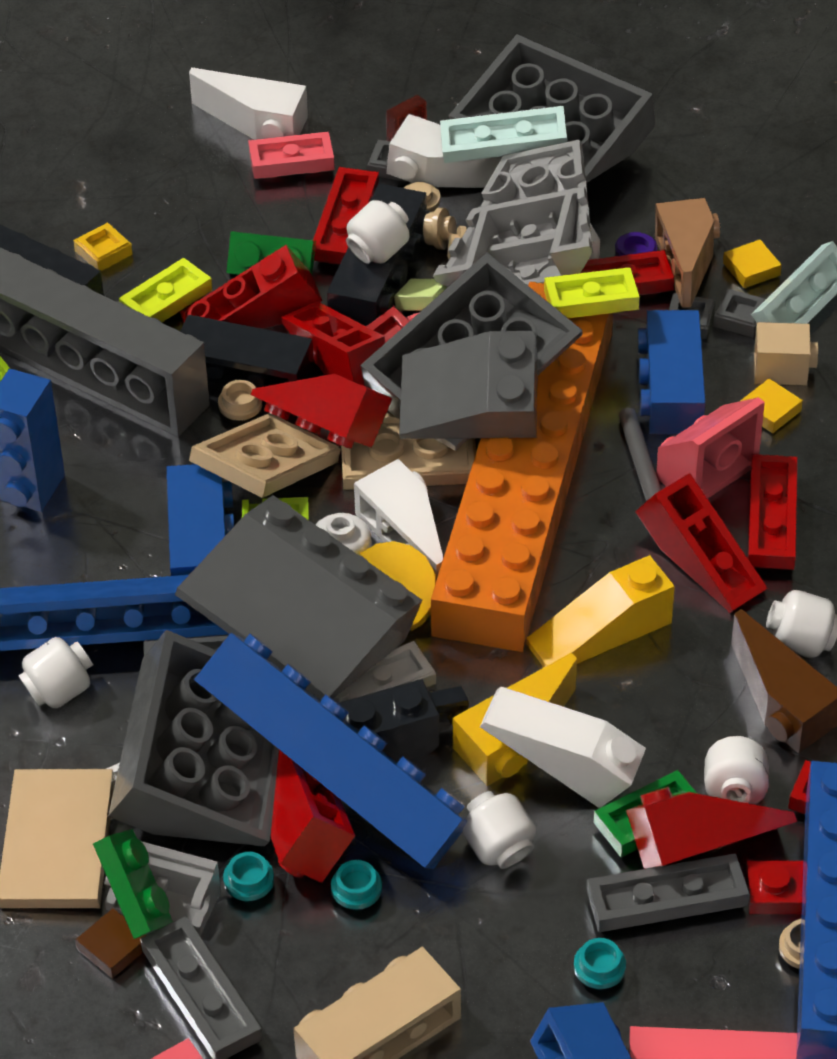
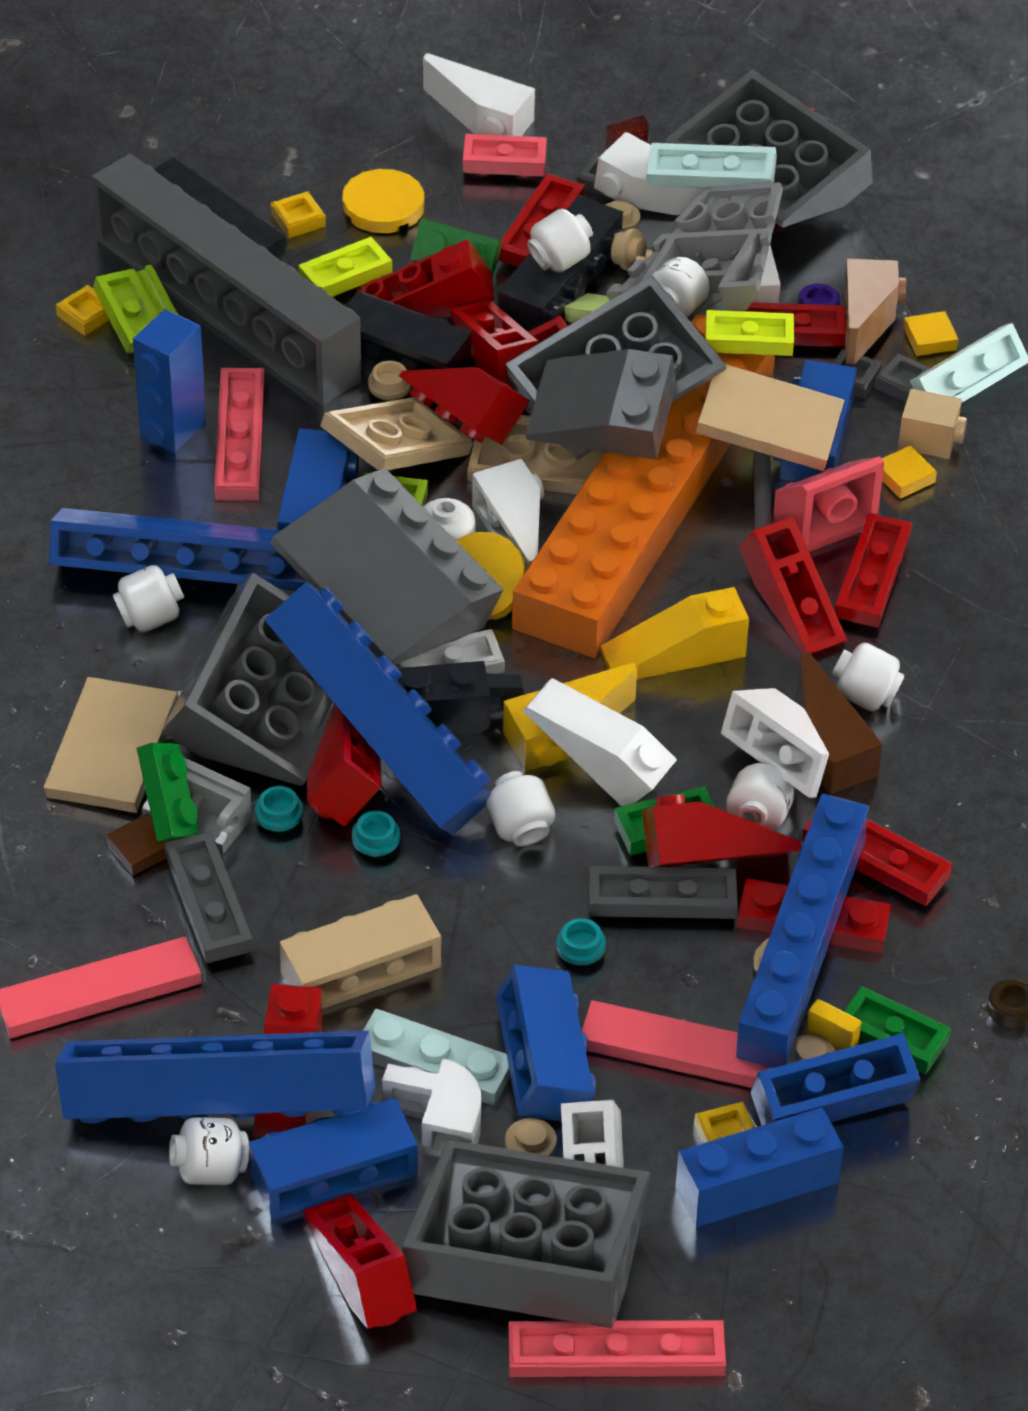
camera: 10 degrees right, 0 degrees up
(103, 482) = (239, 434): none -> coral tile
(184, 219) = (383, 200): none -> yellow tile
(511, 250) = (684, 283): none -> white head
(635, 375) = (770, 417): none -> tan tile
(741, 704) = (777, 734): none -> white slope

